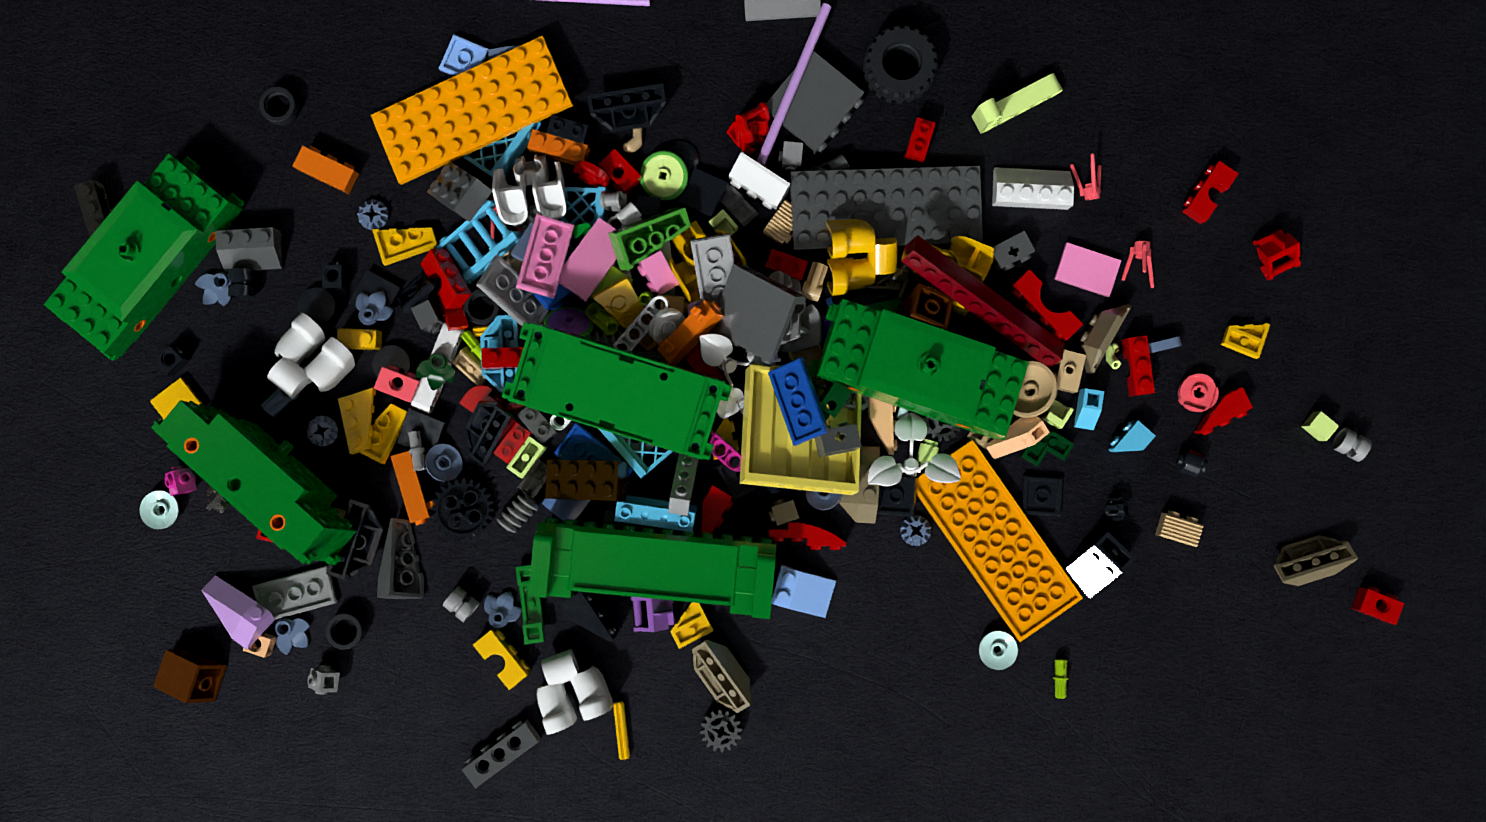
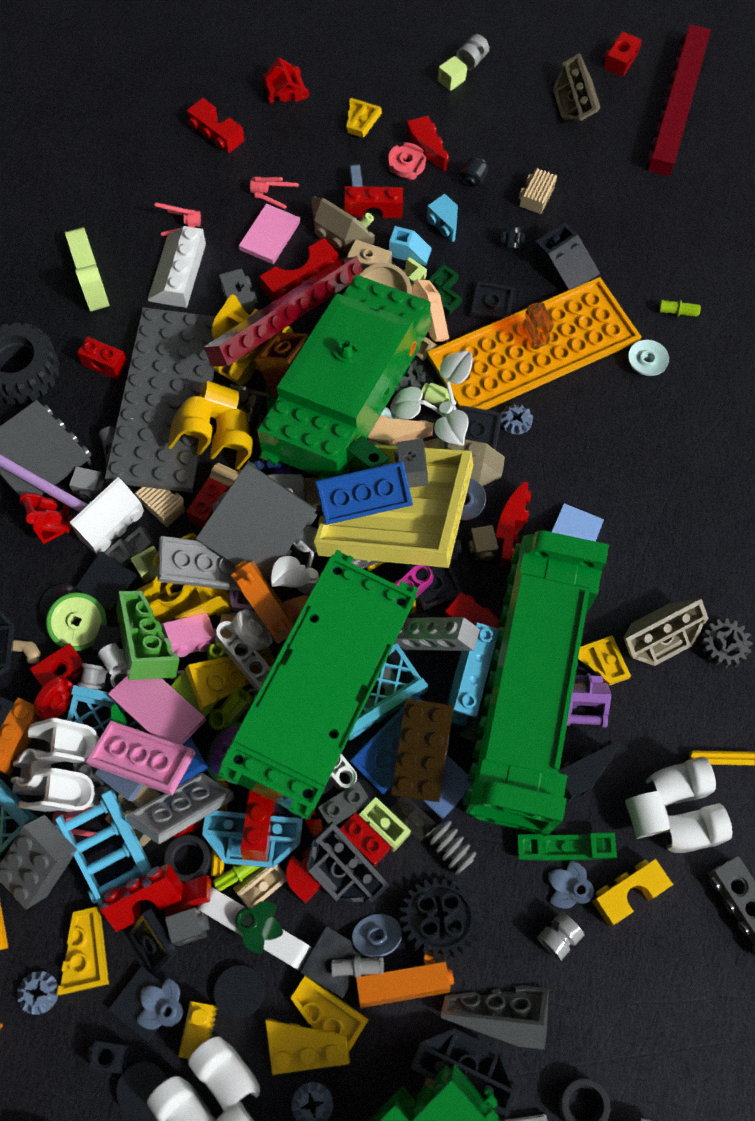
camera: 85 degrees left, 20 degrees down
(386, 384) = (261, 998): coral brick -> none
(1008, 540) = (537, 325): none -> clear orange brick
(1326, 670) = (679, 100): none -> dark red brick

